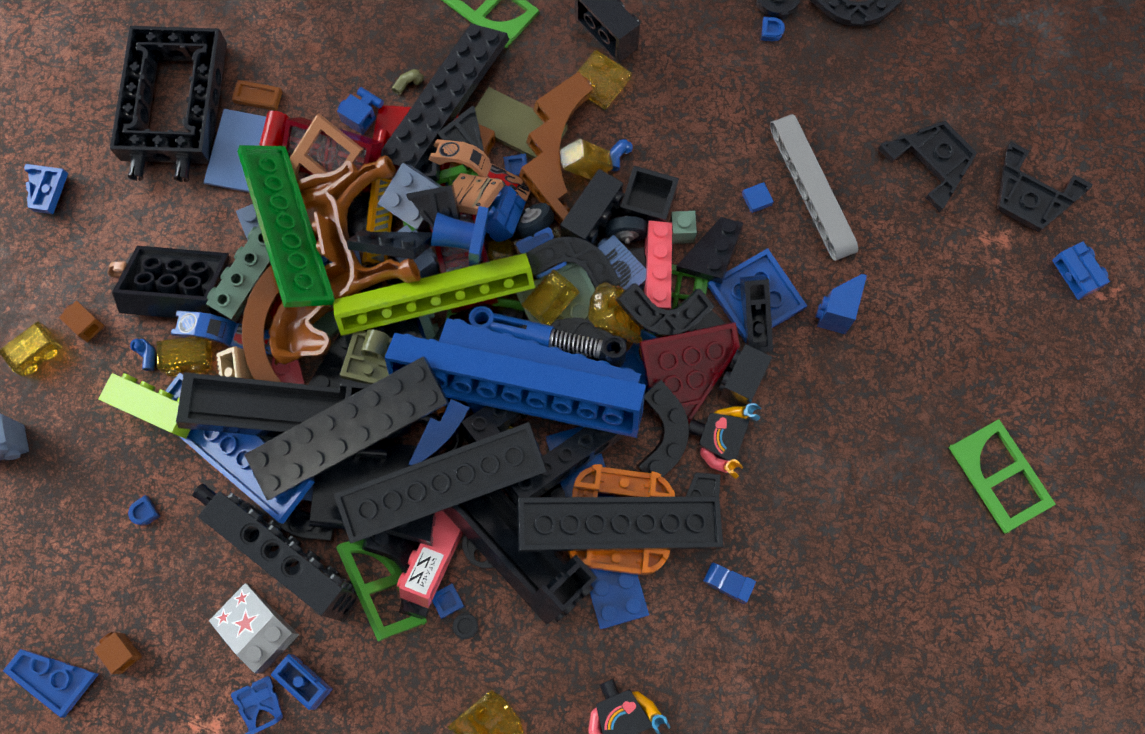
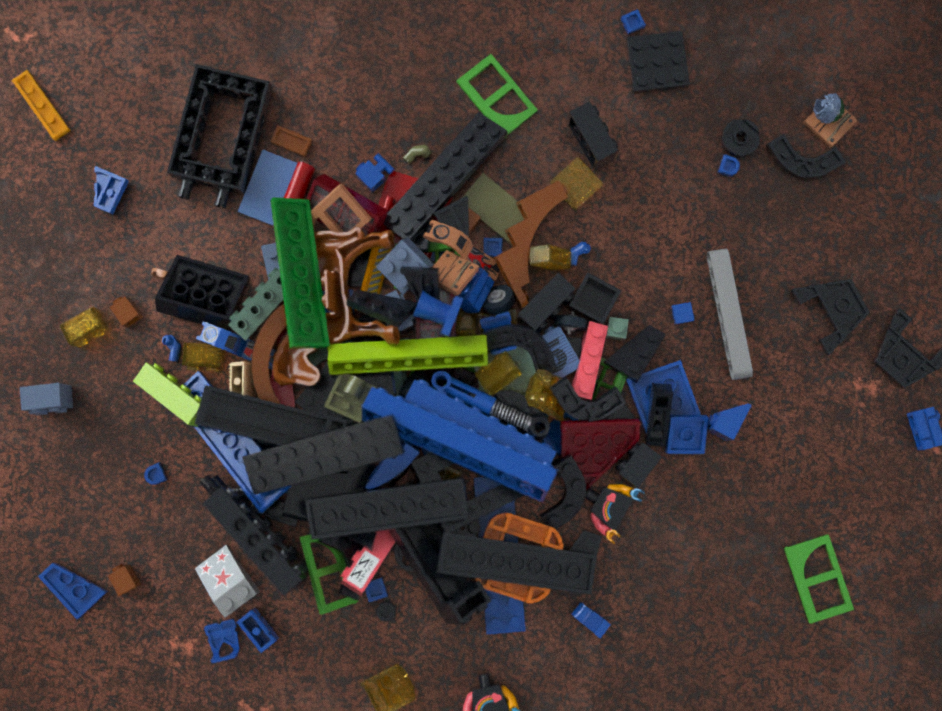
camera: 10 degrees right, 10 degrees up
(796, 331) = (686, 434): none -> blue plate

